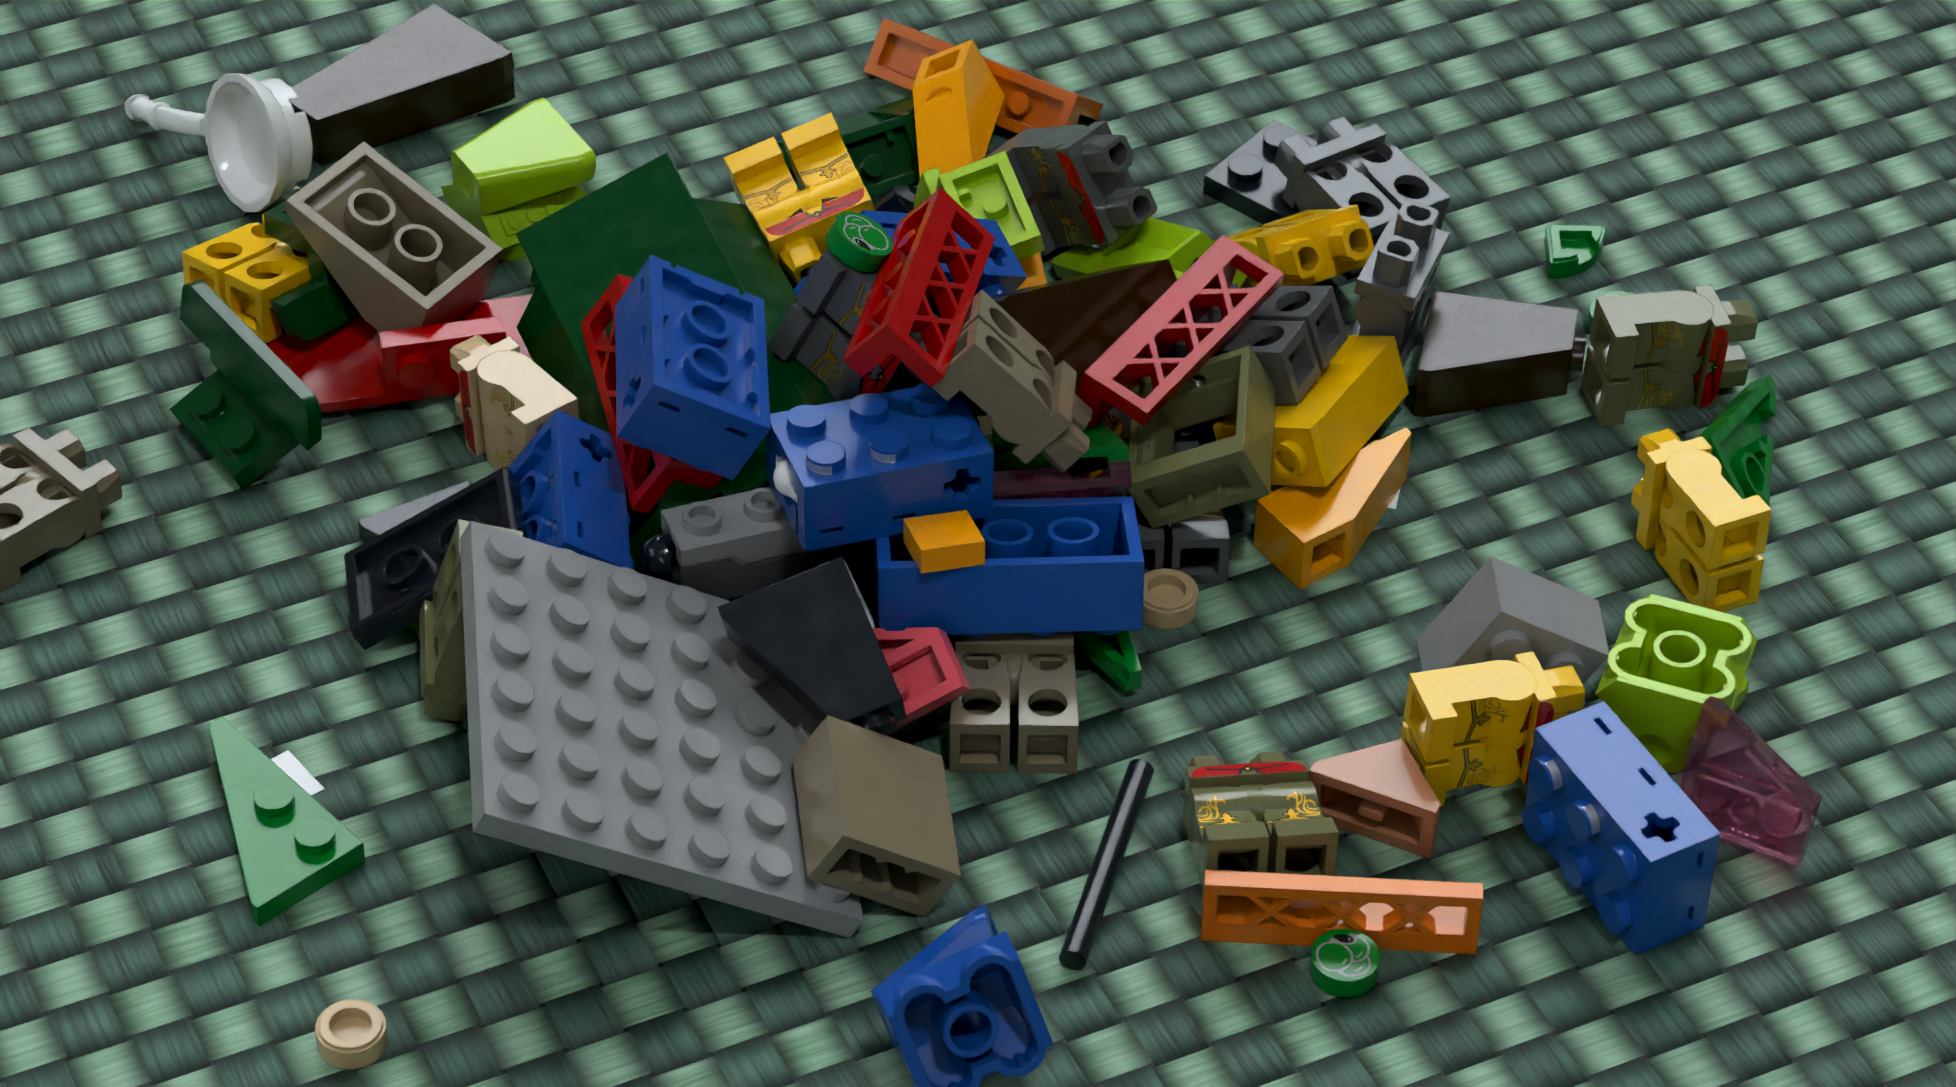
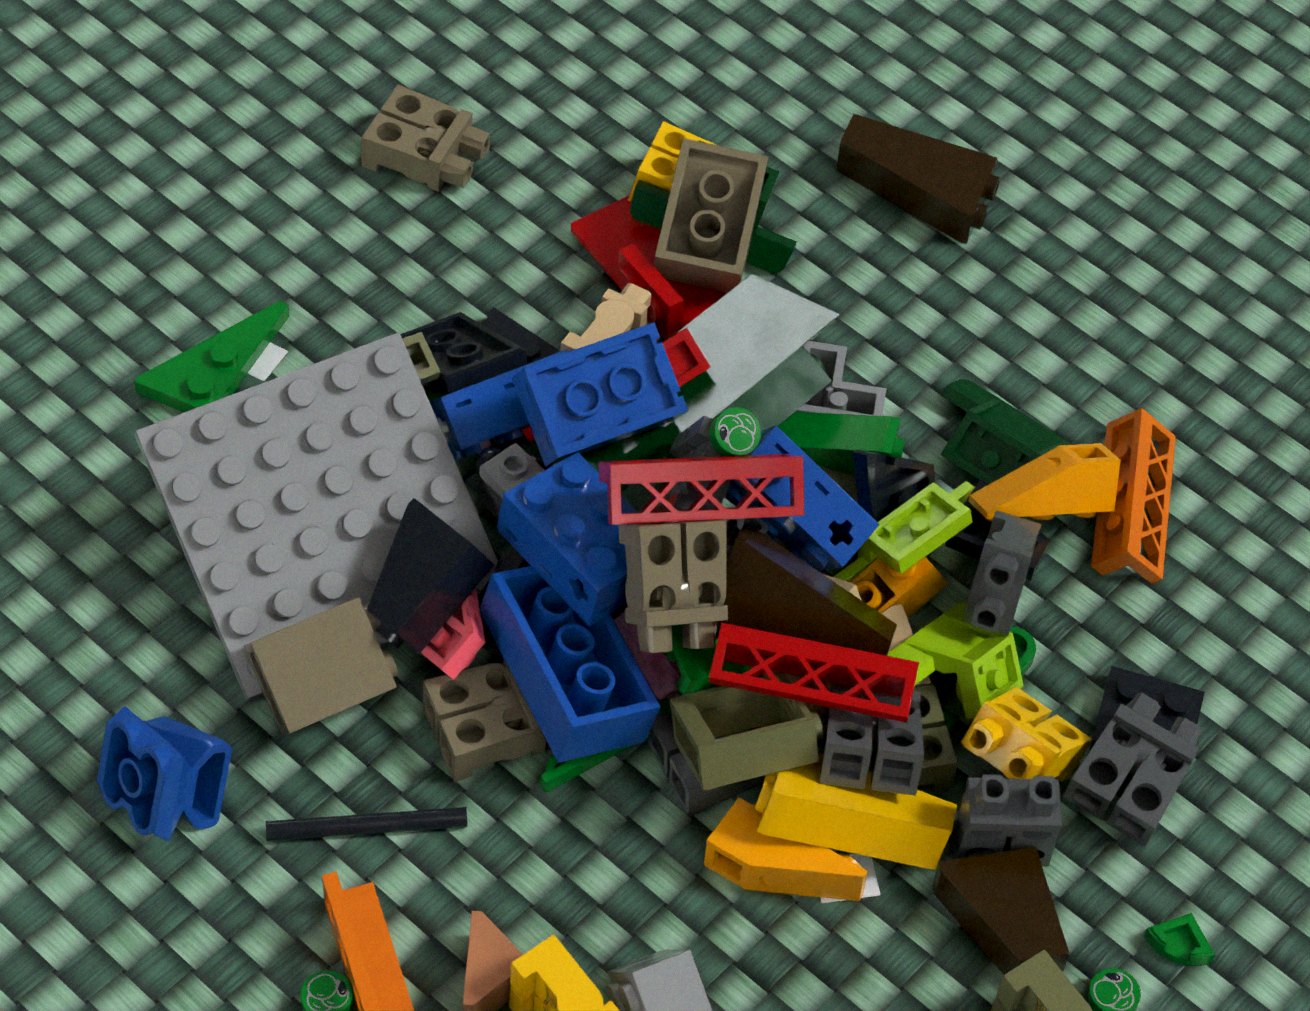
camera: 65 degrees right, 10 degrees up
(250, 136) = (803, 113): white piece -> none
(253, 403) = (558, 201): dark green plate -> none
(351, 1034) = (57, 467): tan tile -> none
(519, 174) = (850, 270): lime piece -> none
(795, 219) = (855, 411): yellow hips -> none
(944, 541) = (531, 601): light orange tile -> none
(1169, 598) = (645, 781): tan tile -> none
(1256, 816) = (416, 896): olive hips -> none

